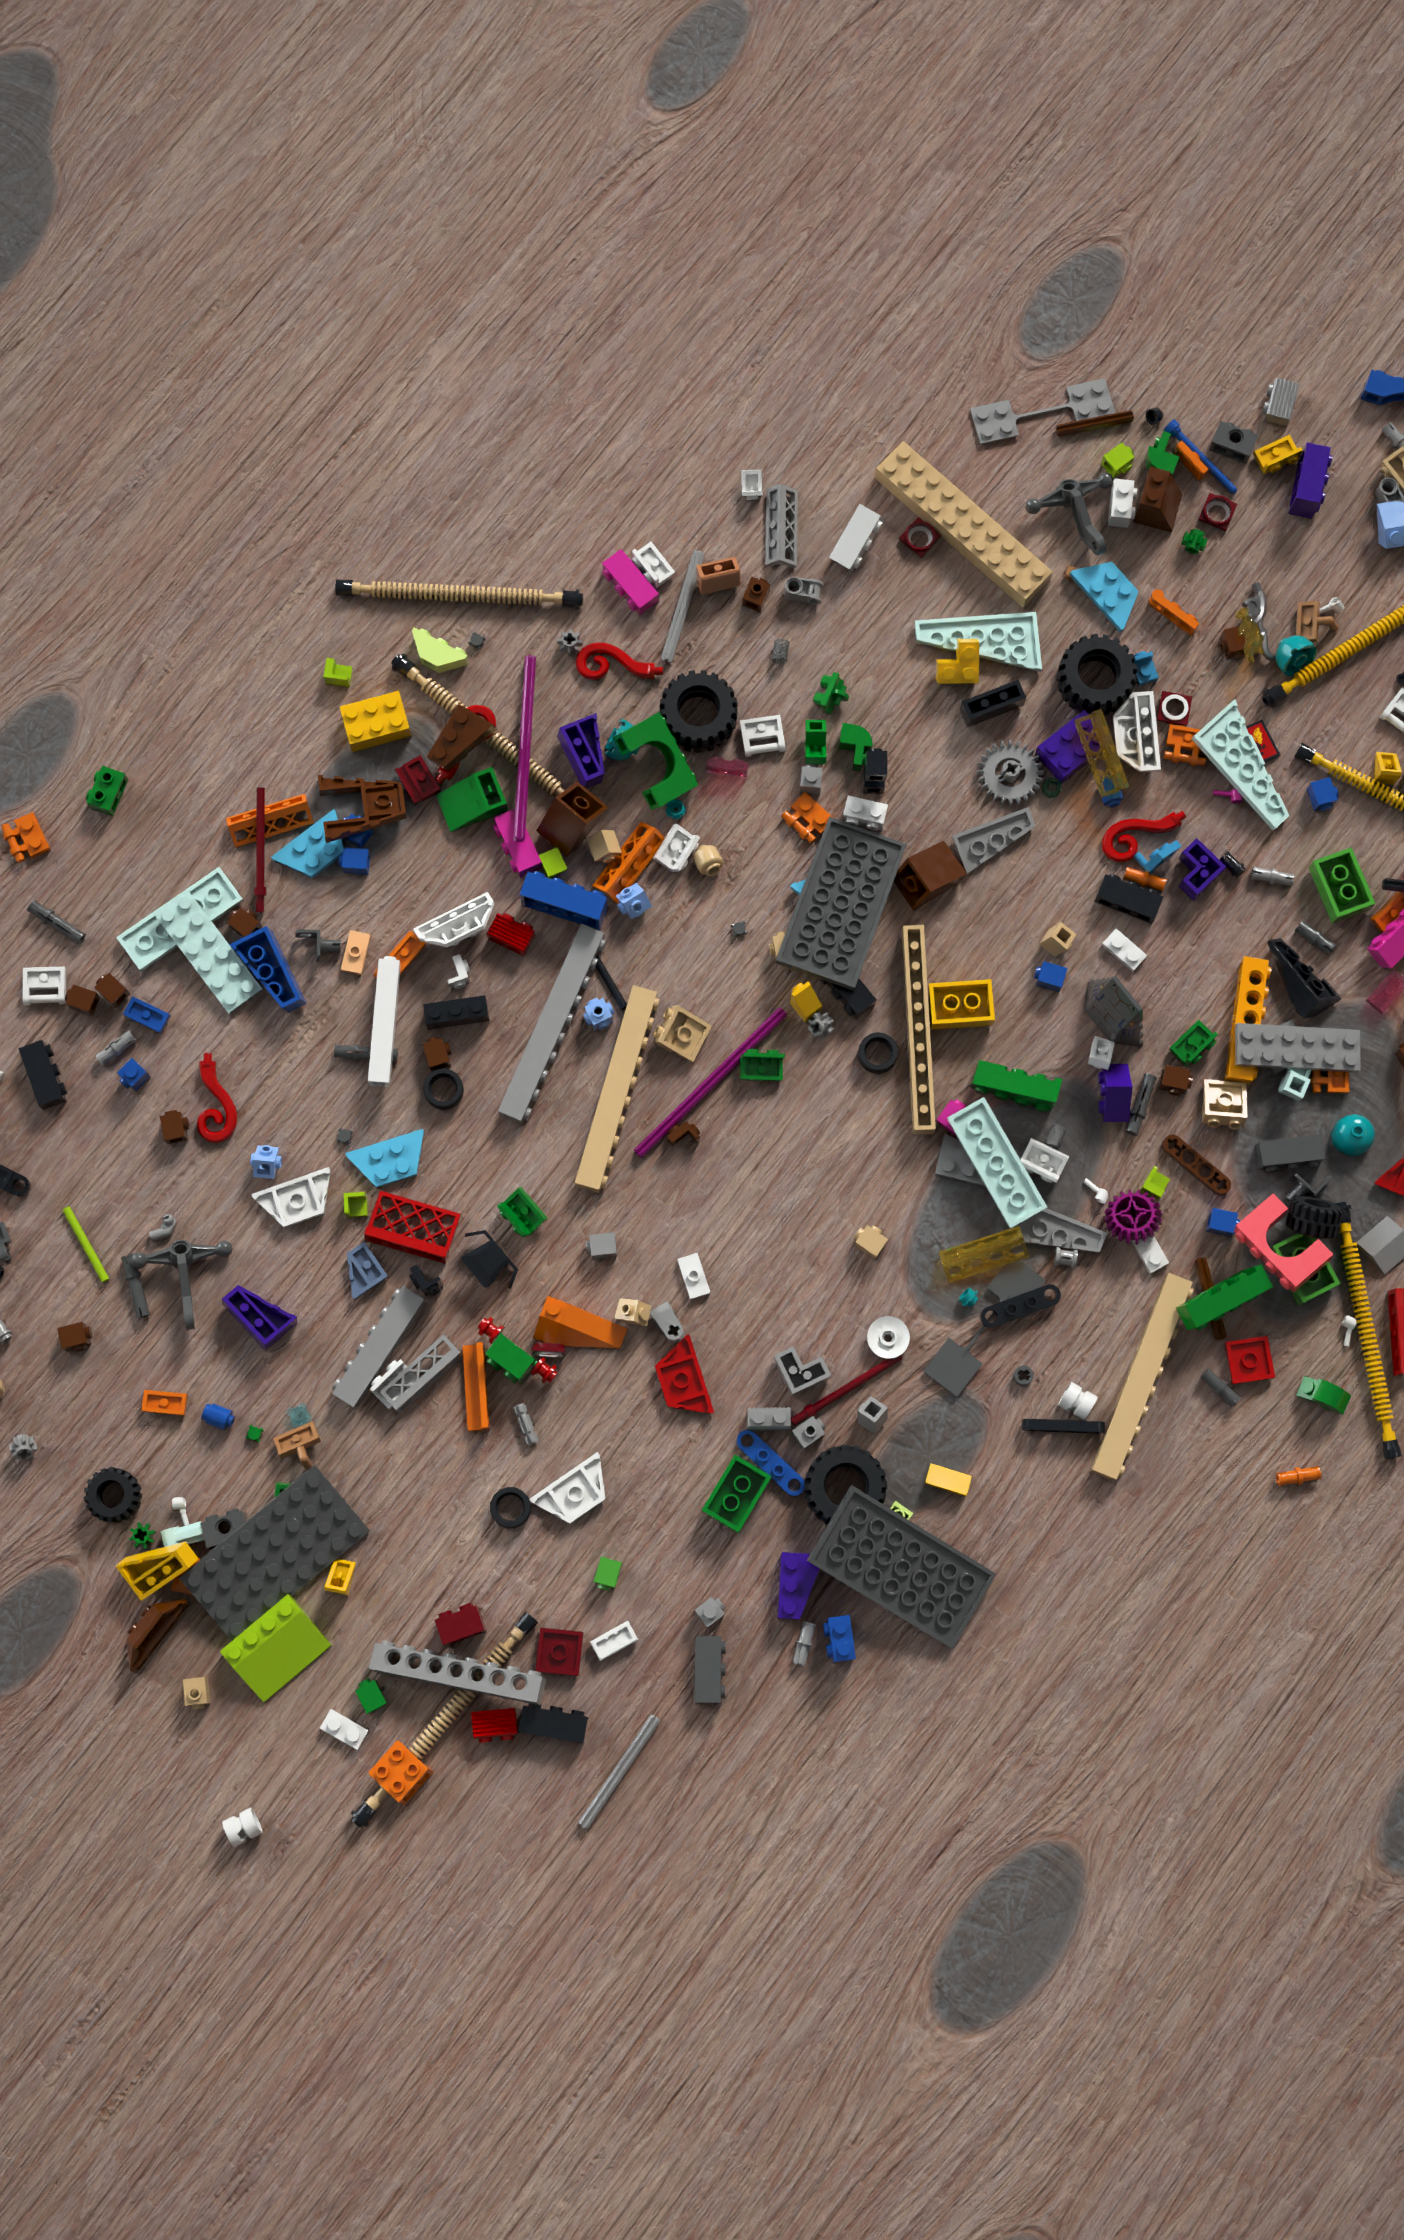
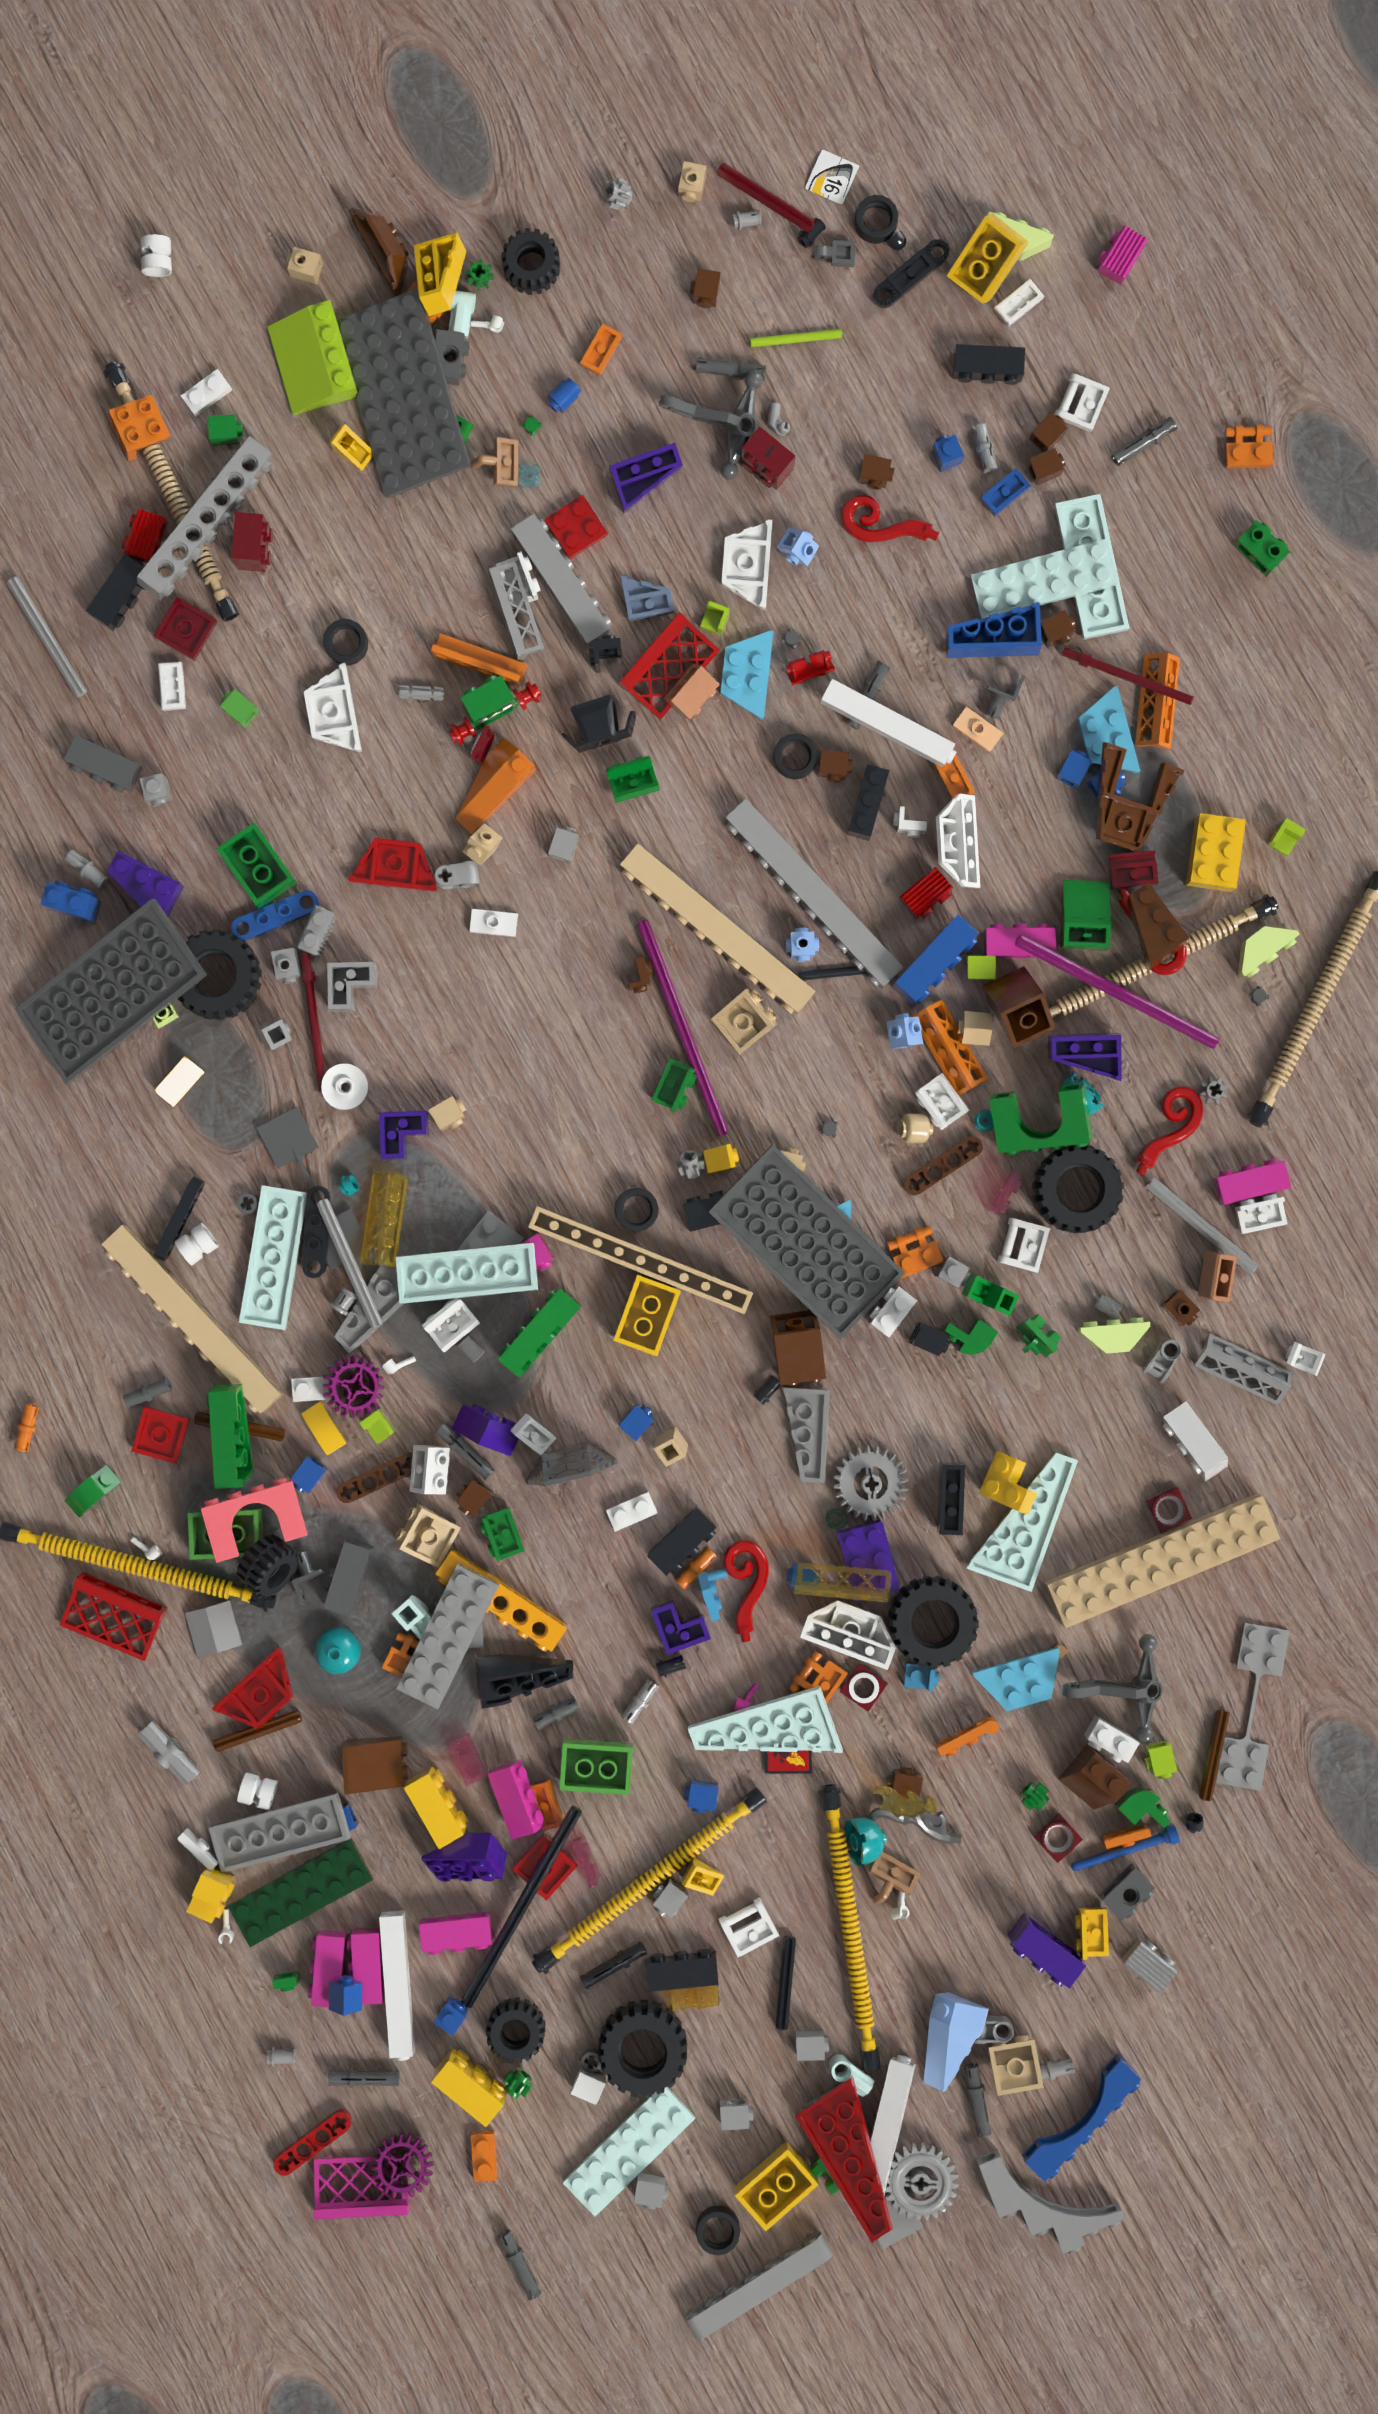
camera: 115 degrees right, 10 degrees up
(202, 1218) = (767, 458): none -> dark red brick
(326, 1357) = (576, 527): none -> red plate
(368, 1112) = (800, 671): none -> red hinge
(426, 1196) = (692, 691): none -> nougat brick
(729, 823) = (944, 1167): none -> reddish brown beam
(802, 634) = (1114, 1336): none -> yellowish green slope
(904, 1277) = (395, 1128): none -> dark purple brick
(975, 885) = (767, 1390): none -> black pin
(1033, 1264) = (349, 1263): none -> light grey axle
(1058, 1332) = (273, 1258): none -> light aqua plate
(1170, 1124) = (429, 1469): none -> white brick
(1178, 1227) = (324, 1428): none -> yellow slope

